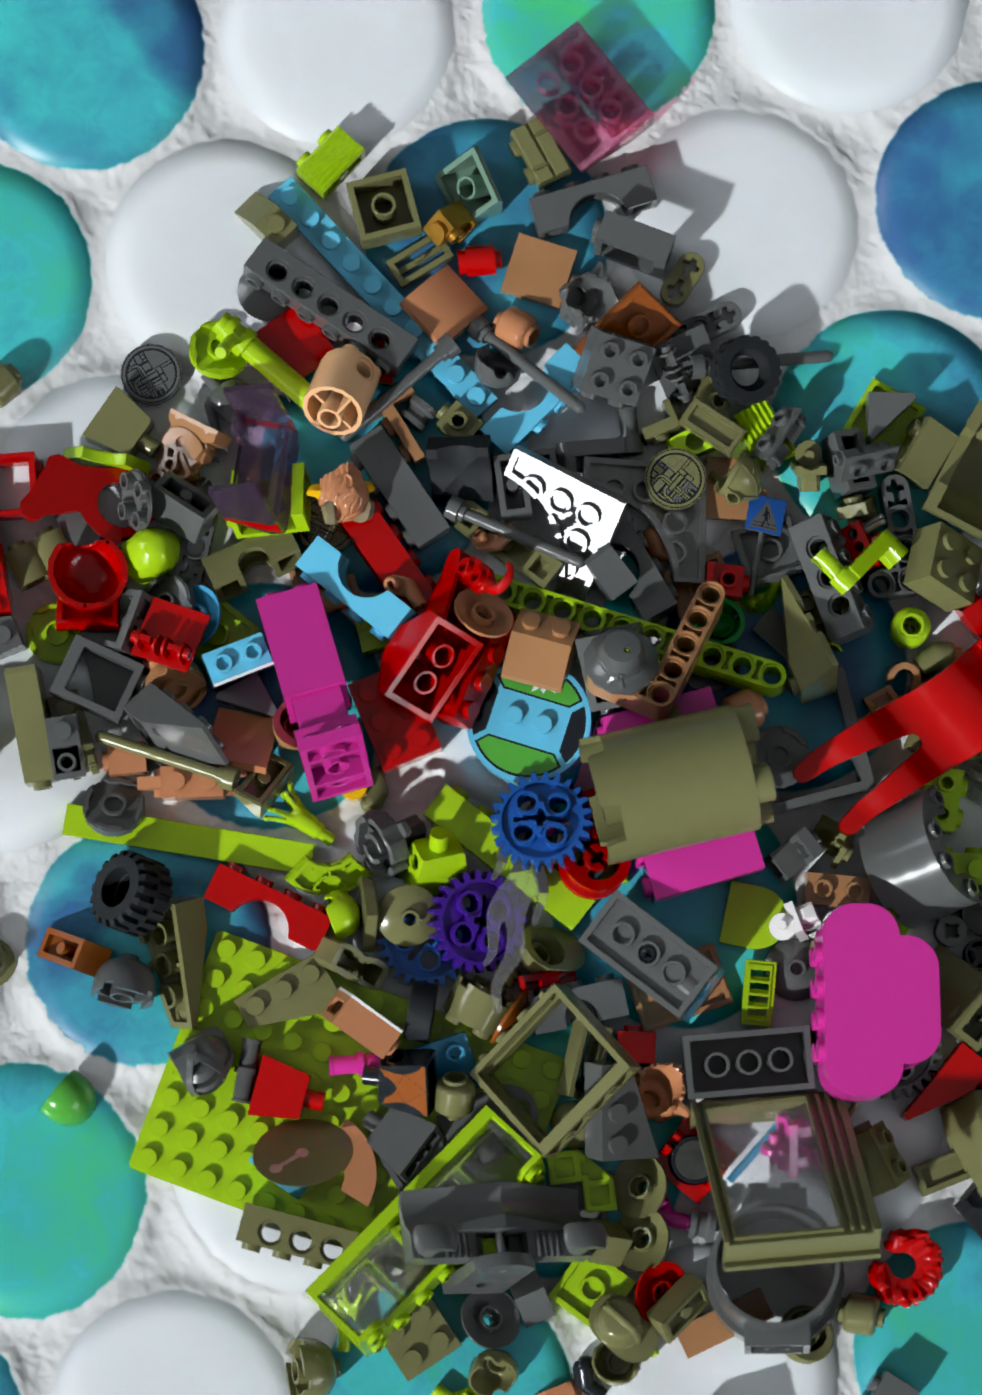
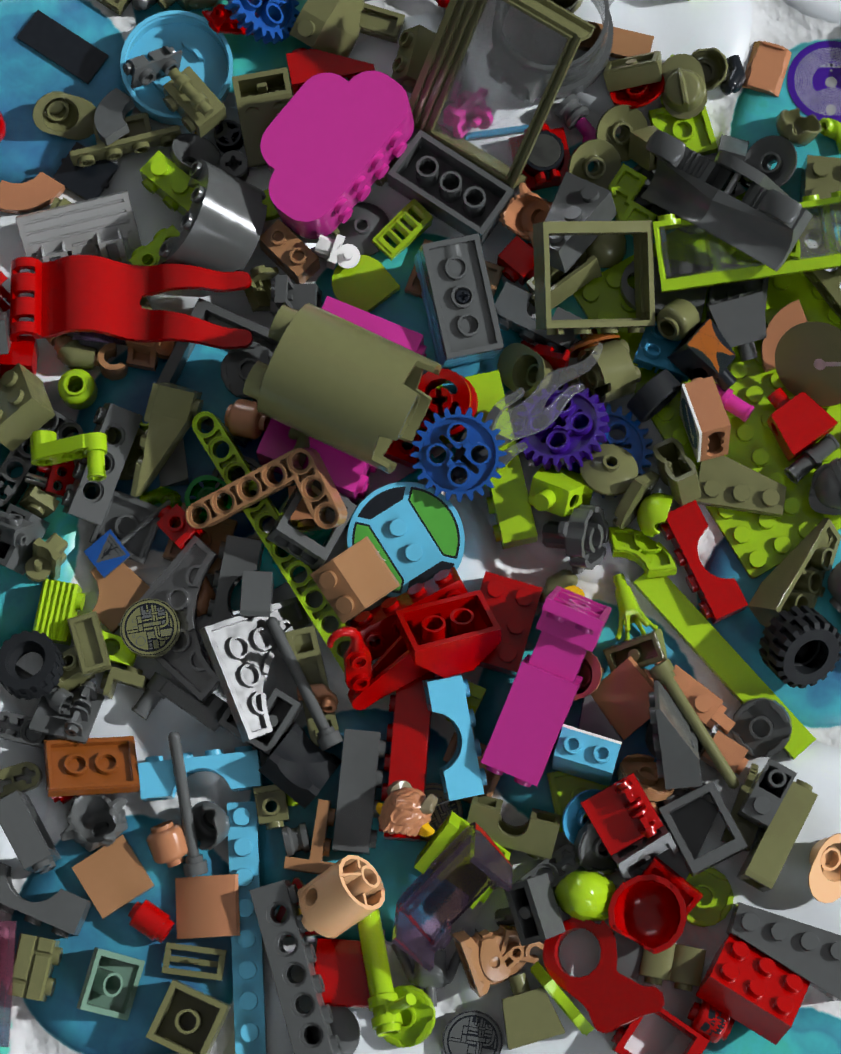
camera: 135 degrees left, 5 degrees down
(136, 499) = (566, 941): dark grey dish -> none
(406, 588) = (415, 708): nougat arm -> none
(444, 350) = (236, 867): dark grey piece -> none
(450, 224) = (148, 965): pearl gold brick -> none
(483, 613) = (379, 633): nougat dish -> none
(612, 367) = (123, 747): dark grey brick -> none
(614, 668) = (318, 512): dark grey hat -> none
(740, 482) = (105, 590): olive helmet -> none
(785, 424) = (41, 600): dark grey hinge -> none

